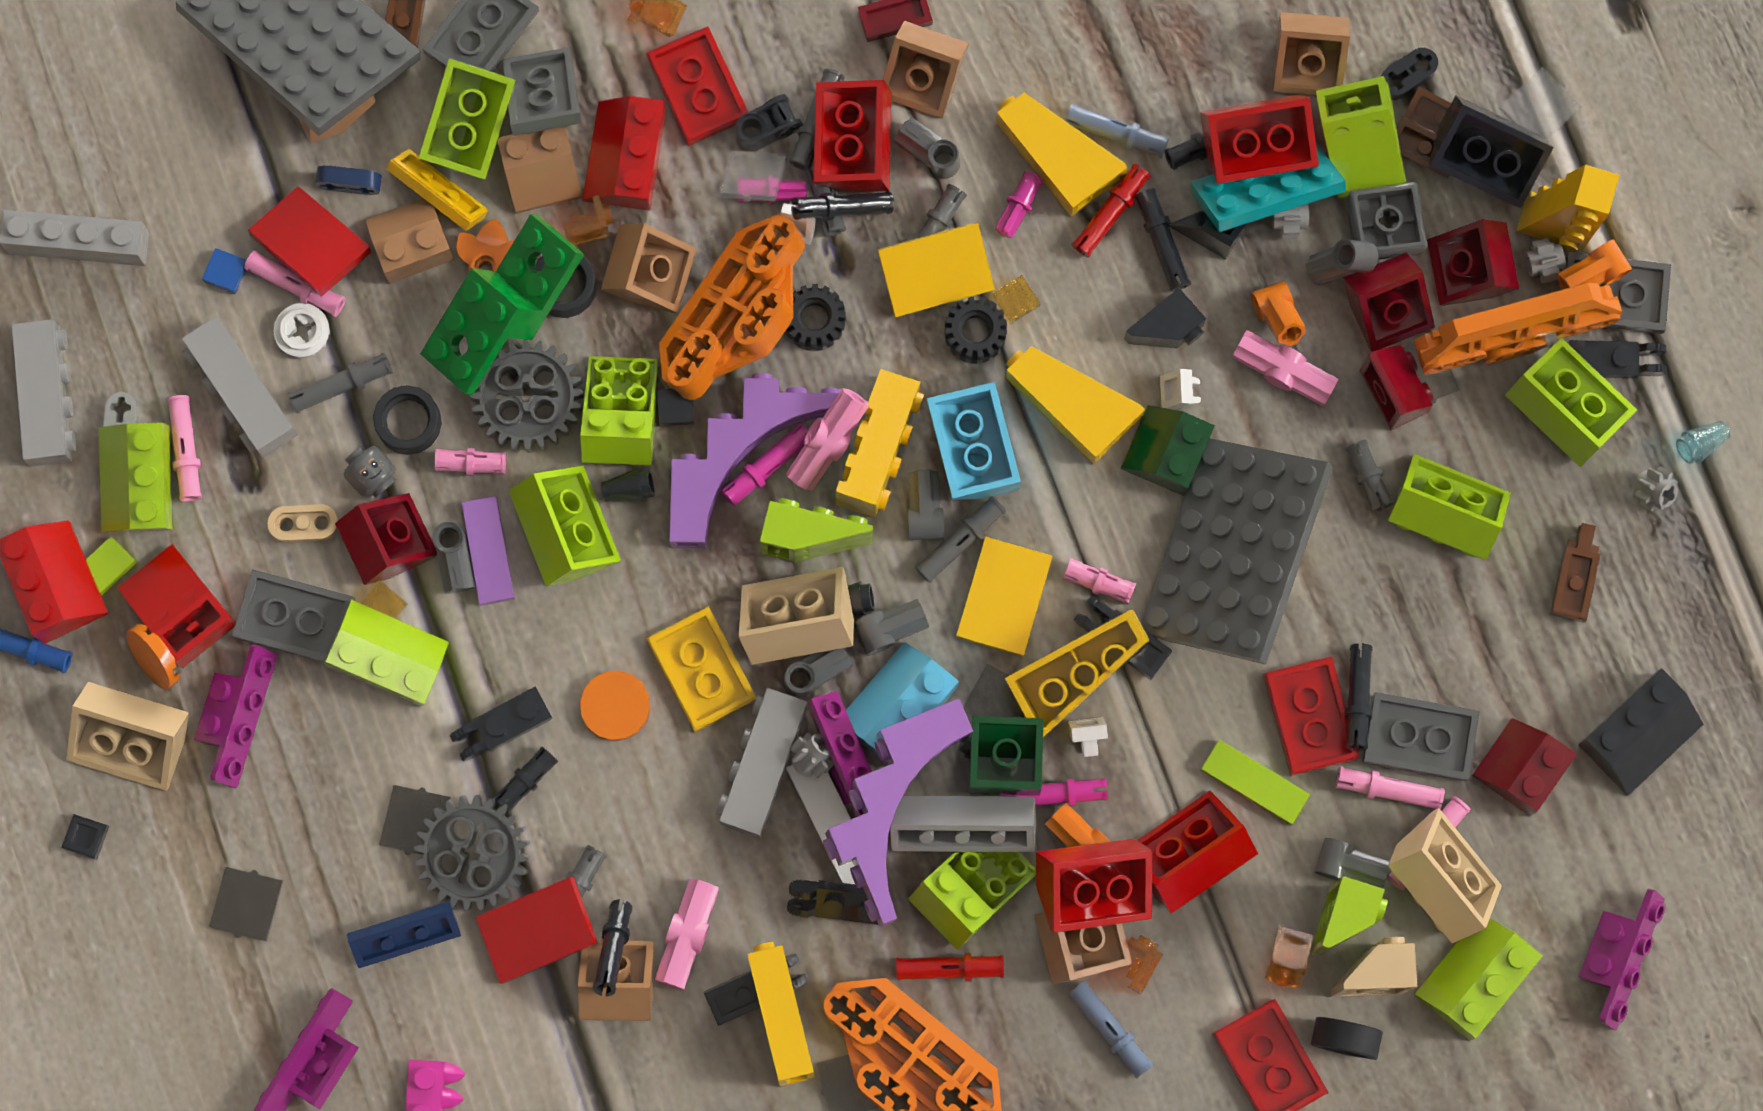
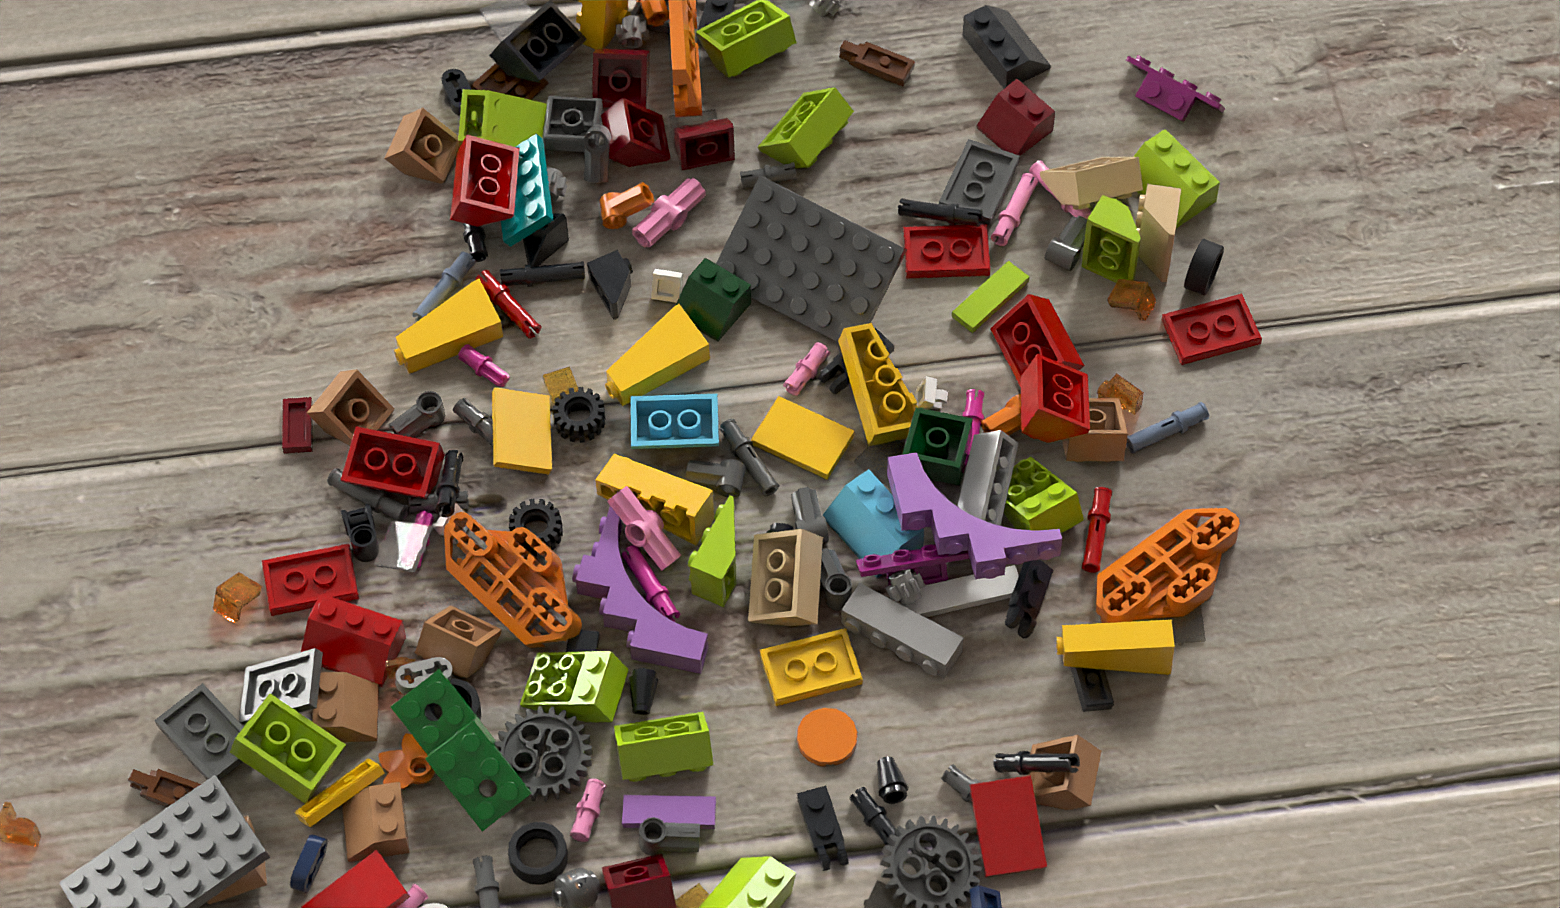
camera: 75 degrees left, 20 degrees down
(570, 788) = (891, 783): none -> black cone
(590, 236) = (420, 671): none -> light grey beam
(687, 933) = (1031, 712): bright pink piece -> none

